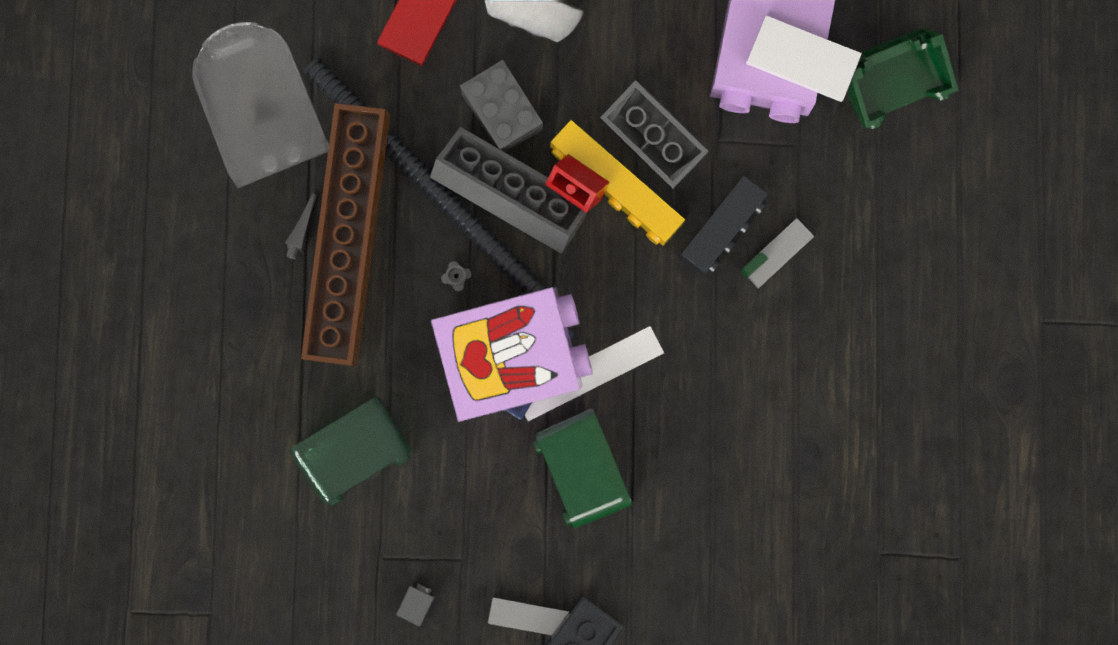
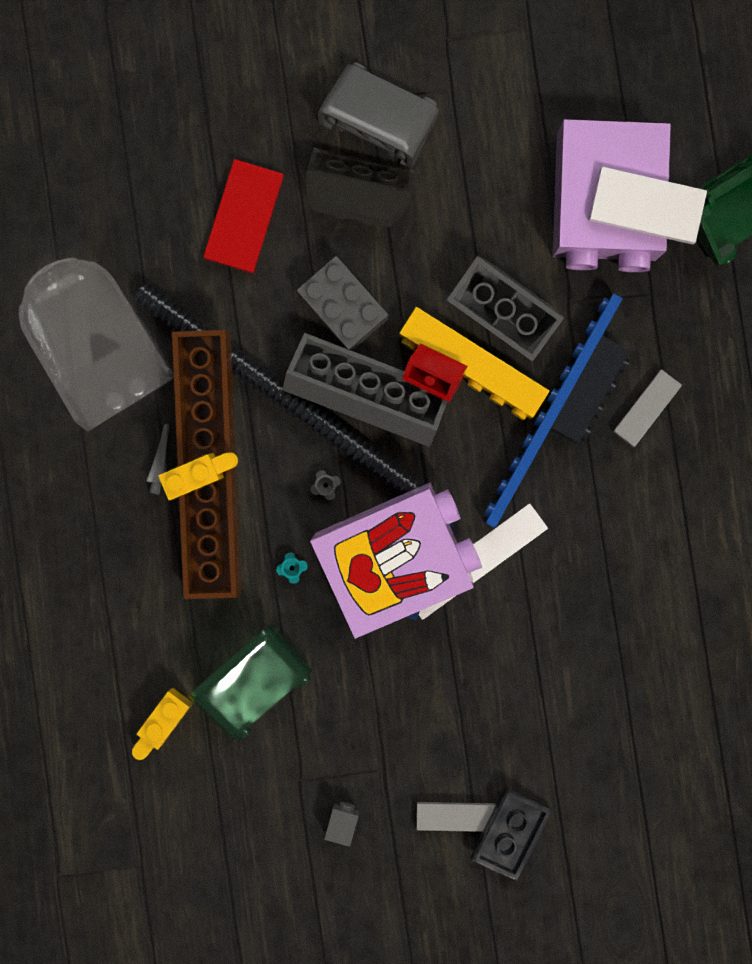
camera: 10 degrees left, 5 degrees up
(258, 477) = (161, 723): none -> yellow brick
(334, 239) = (196, 474): none -> yellow brick
(410, 357) = (284, 569): none -> teal plate
(582, 469) = (486, 661): dark green windscreen -> none
(675, 248) = (556, 400): none -> blue plate
(754, 265) = (627, 426): dark green tile -> none

